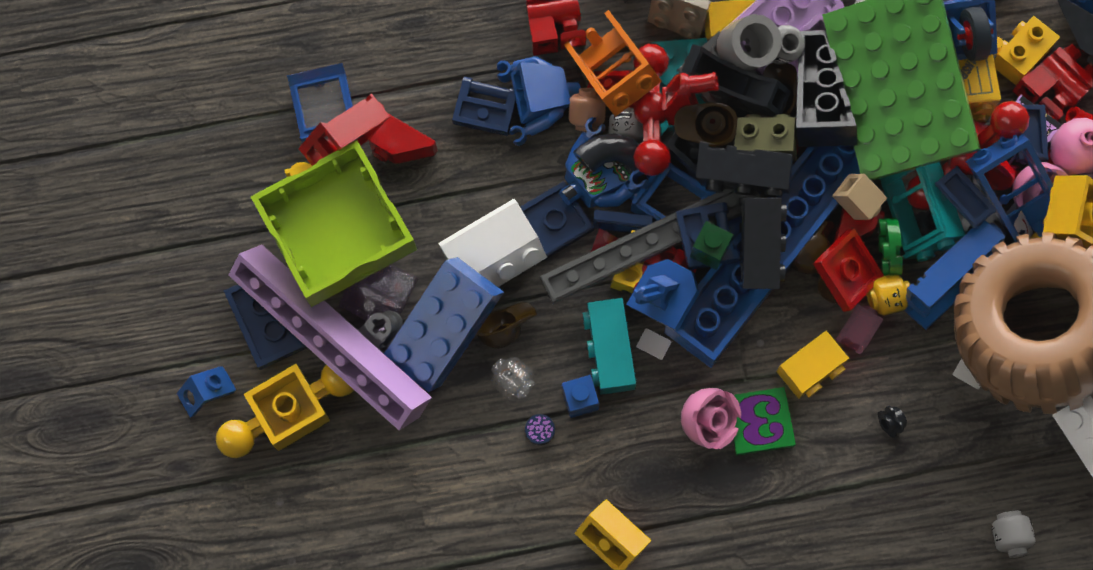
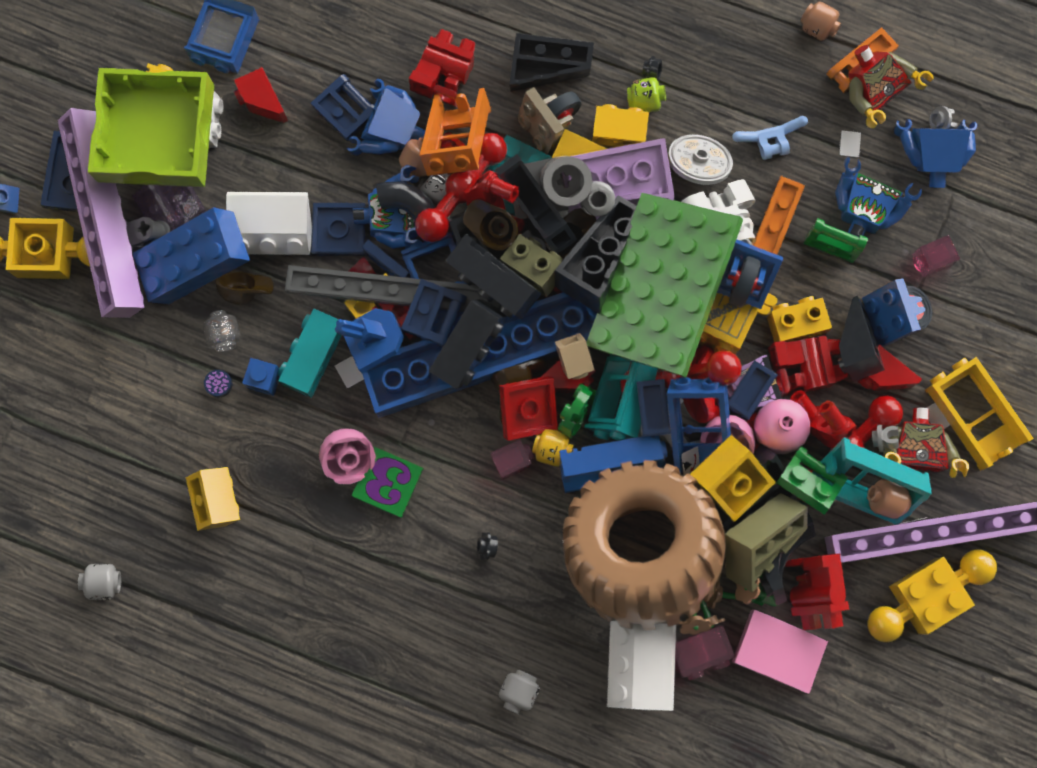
camera: 30 degrees right, 5 degrees up
(354, 124) = (220, 61): window -> none
(711, 245) = (424, 321): dark green brick -> none
(812, 365) = (455, 465): yellow brick -> none

